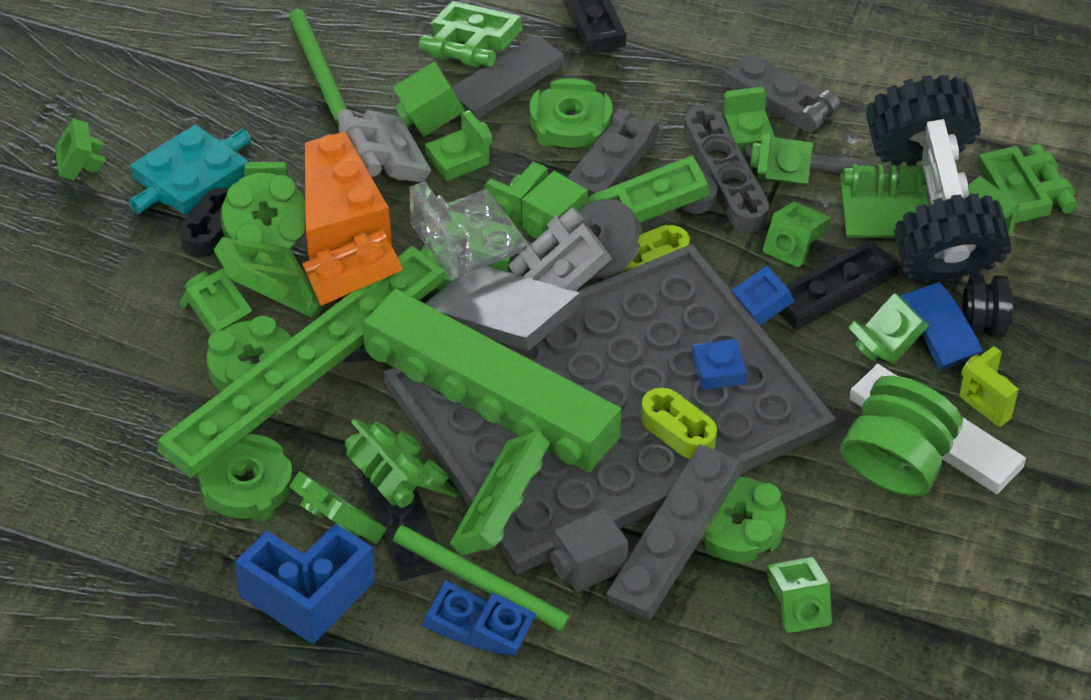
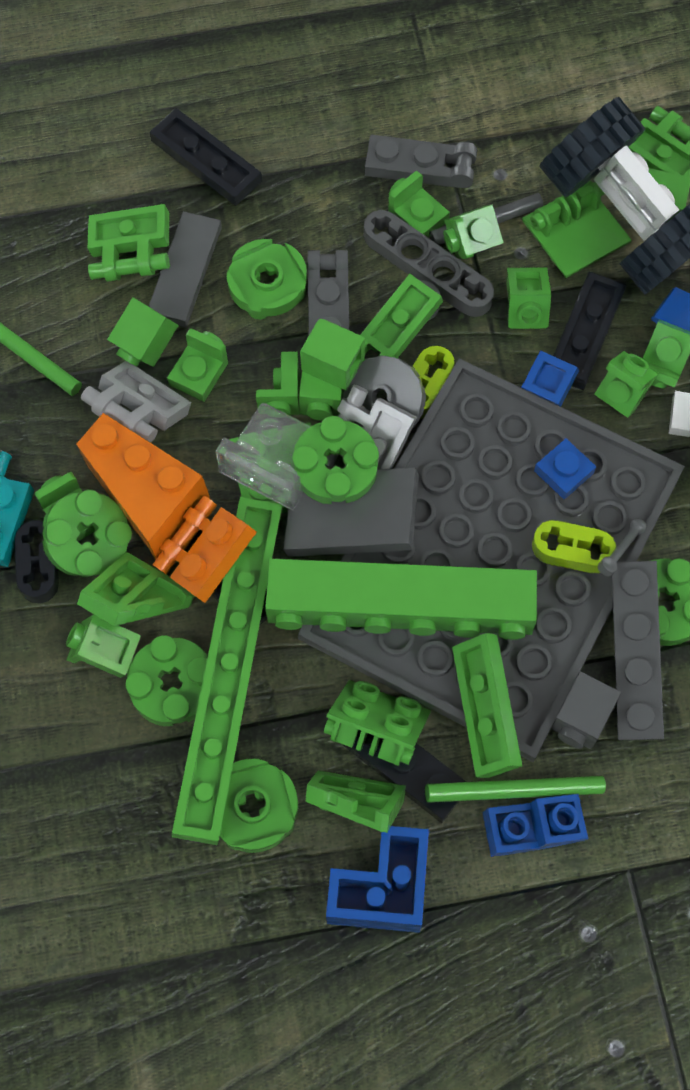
camera: 30 degrees left, 20 degrees up
(507, 235) = (338, 484): none -> bright green plate
(571, 174) = (332, 354): none -> bright green panel
(690, 438) = (608, 565): none -> dark grey hinge
(832, 330) = (626, 383): none -> bright green bracket

